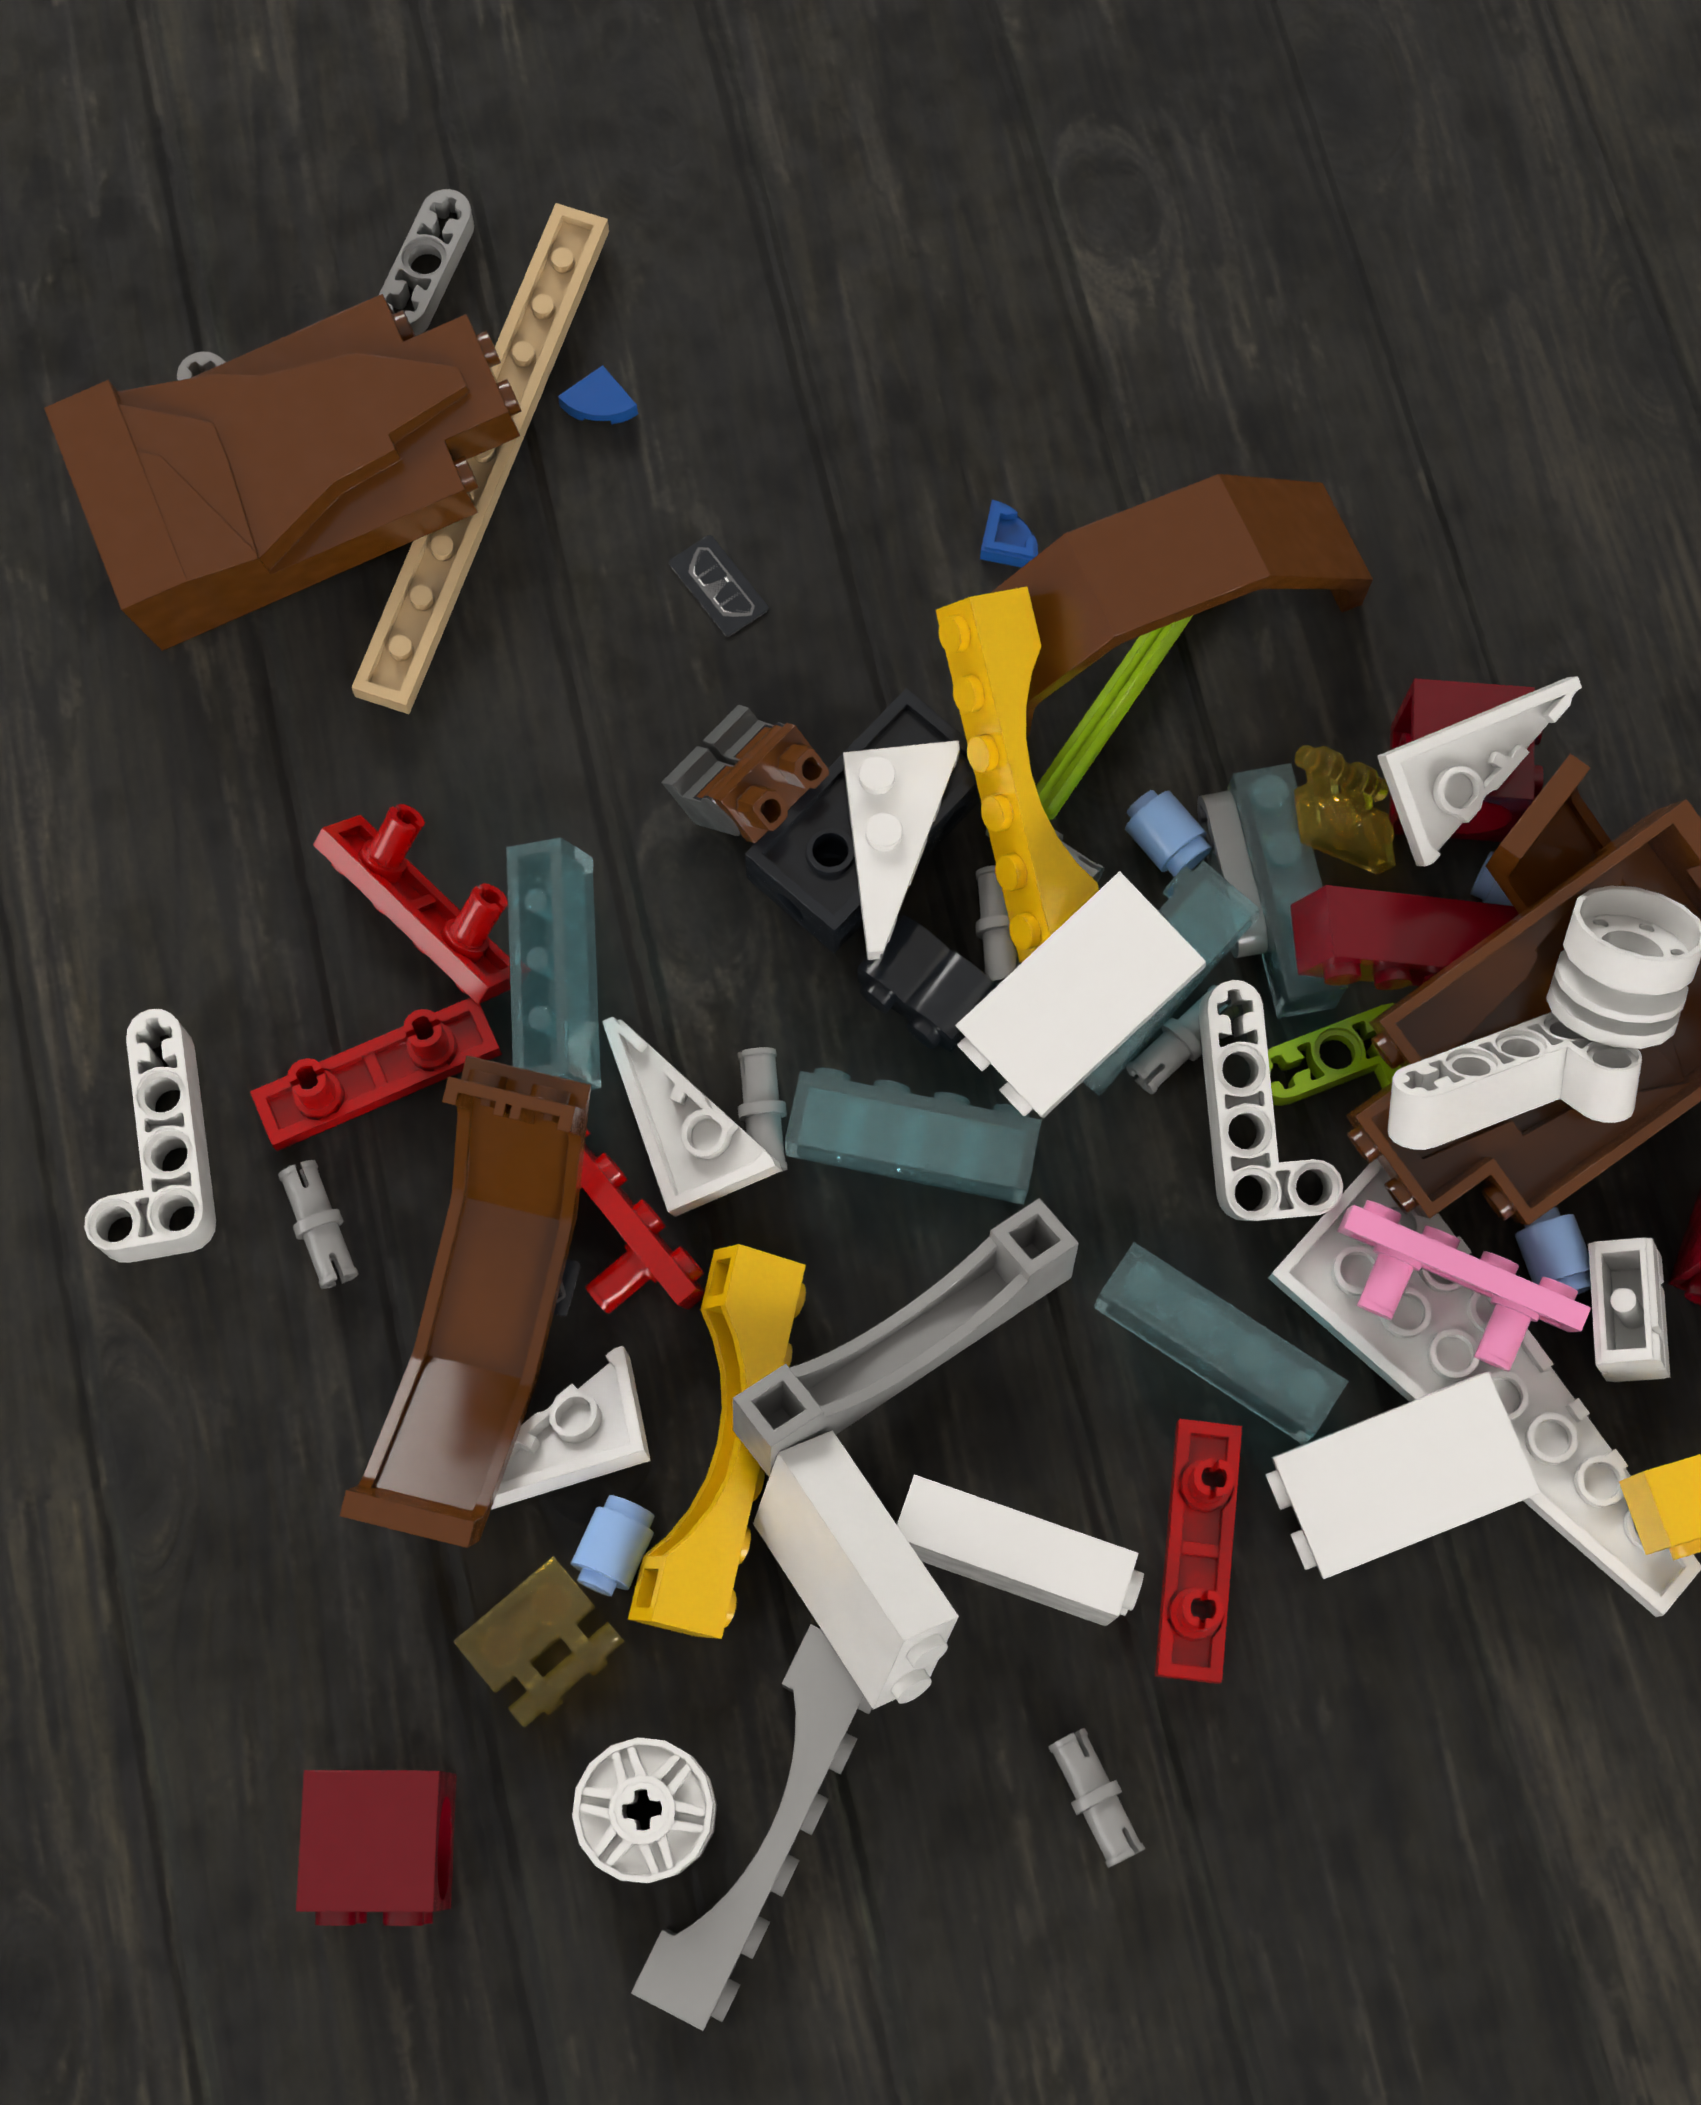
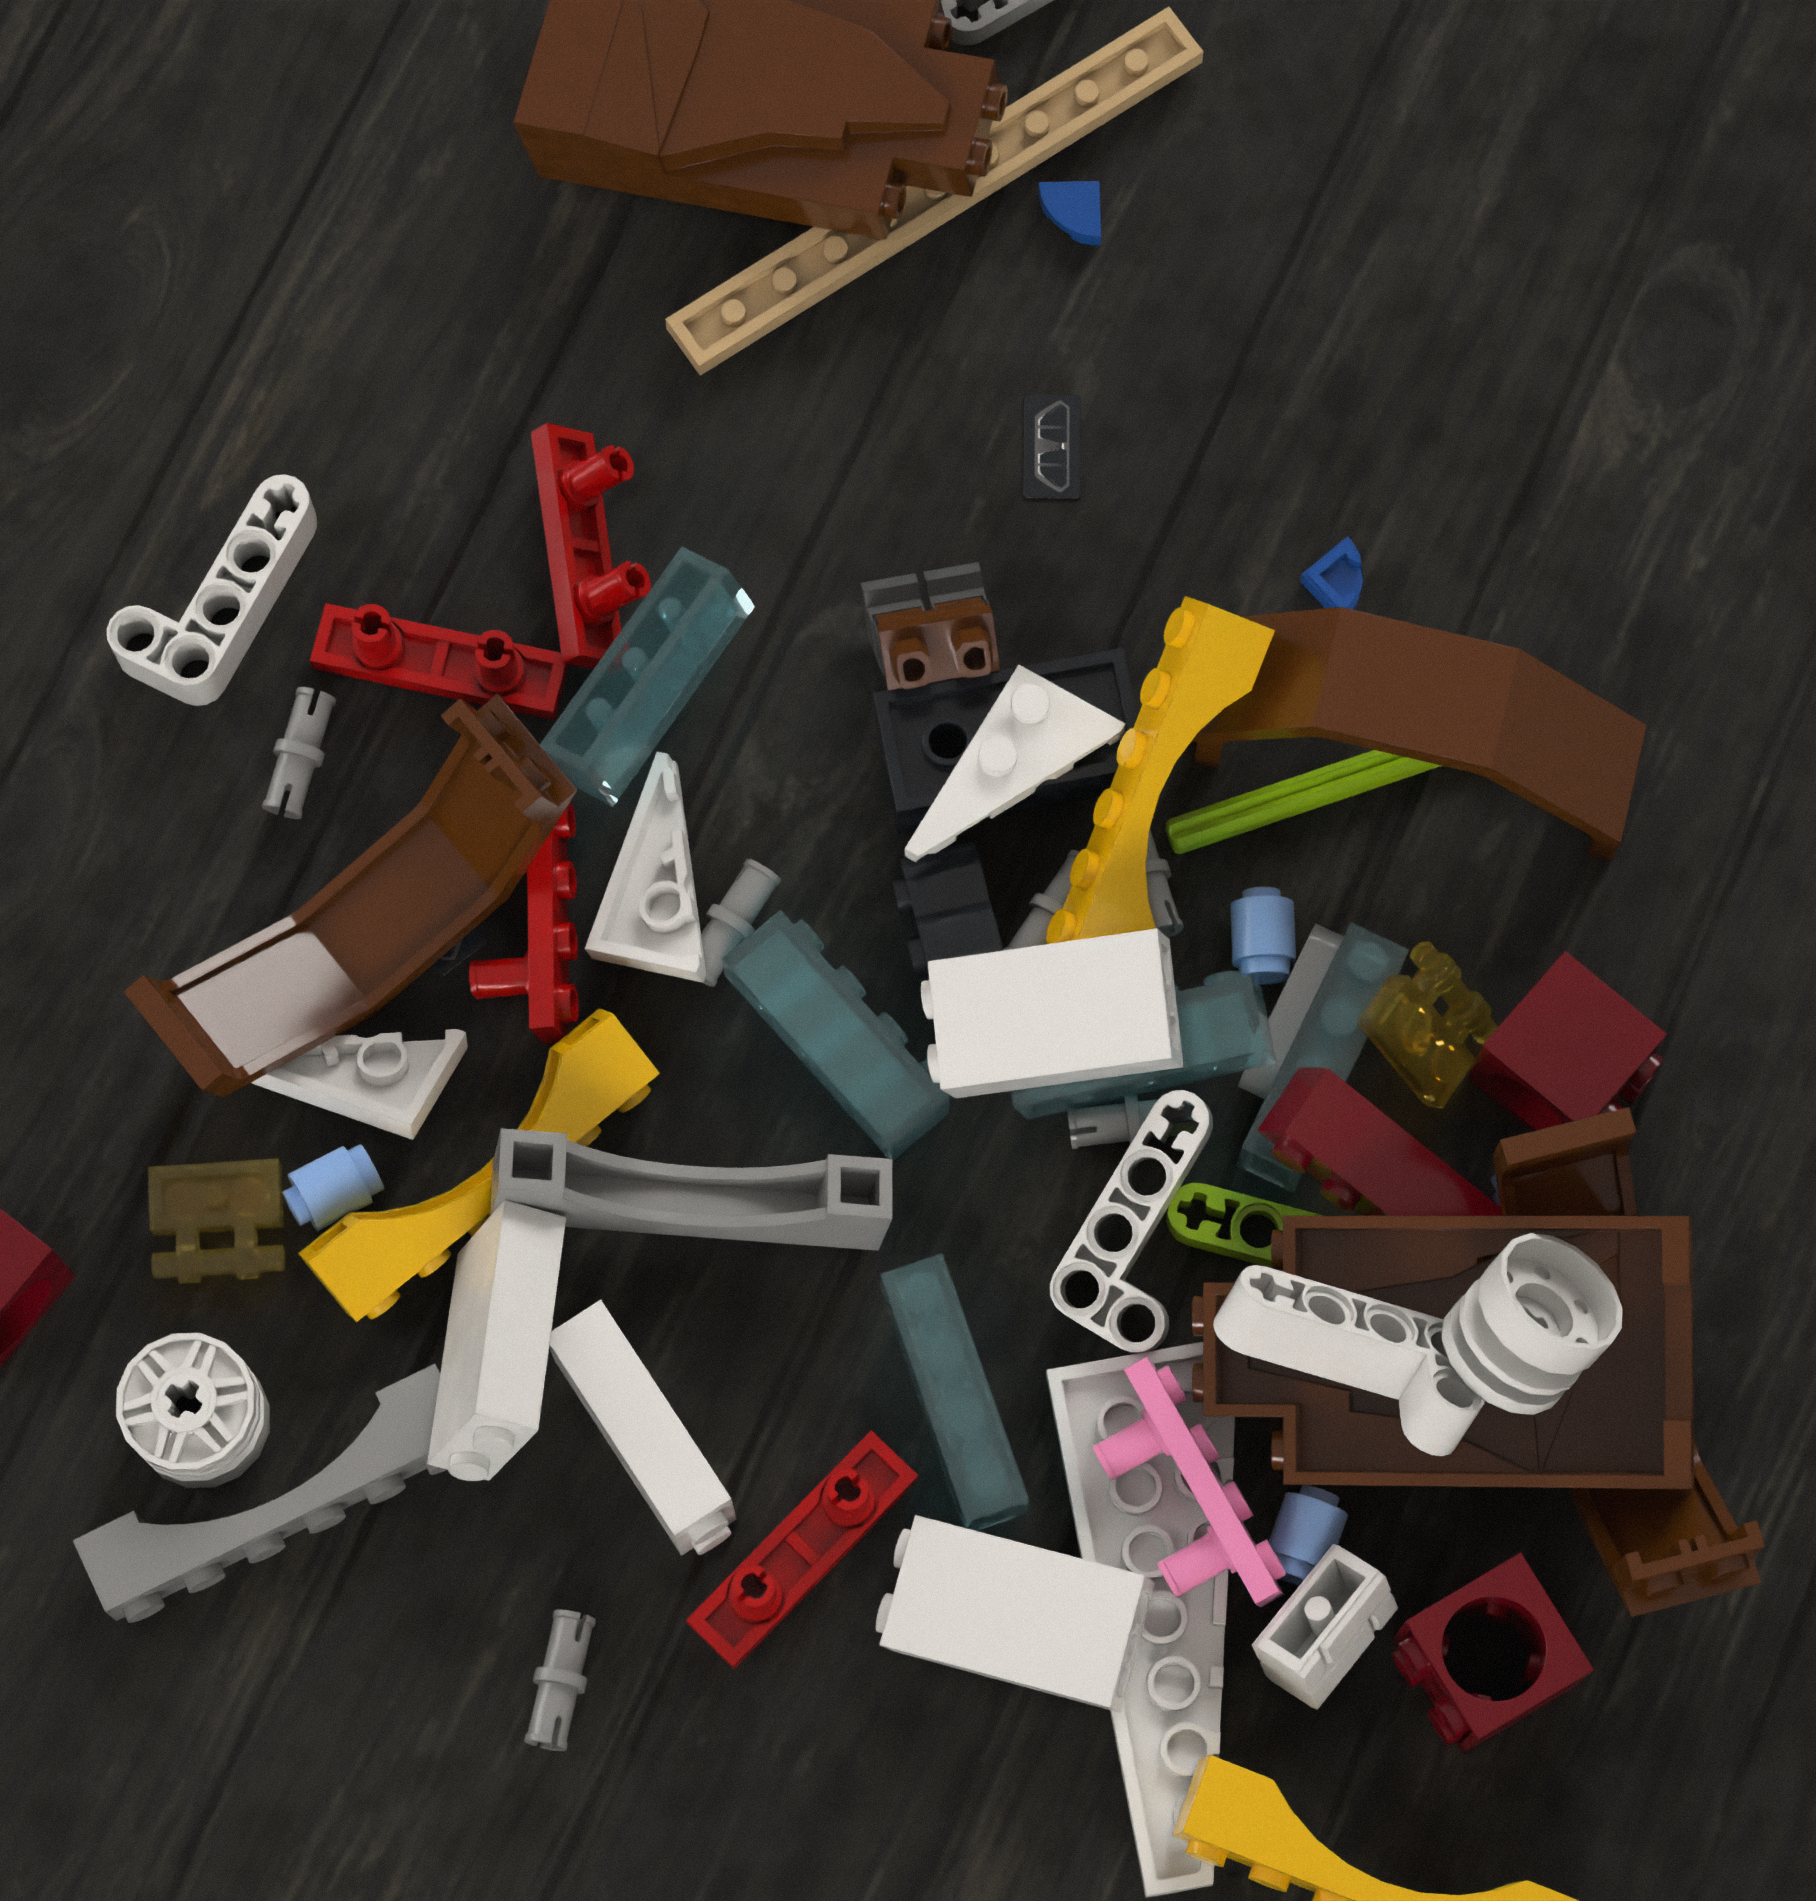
camera: 40 degrees right, 0 degrees up
(1450, 772) = (1524, 1051): white wing -> none

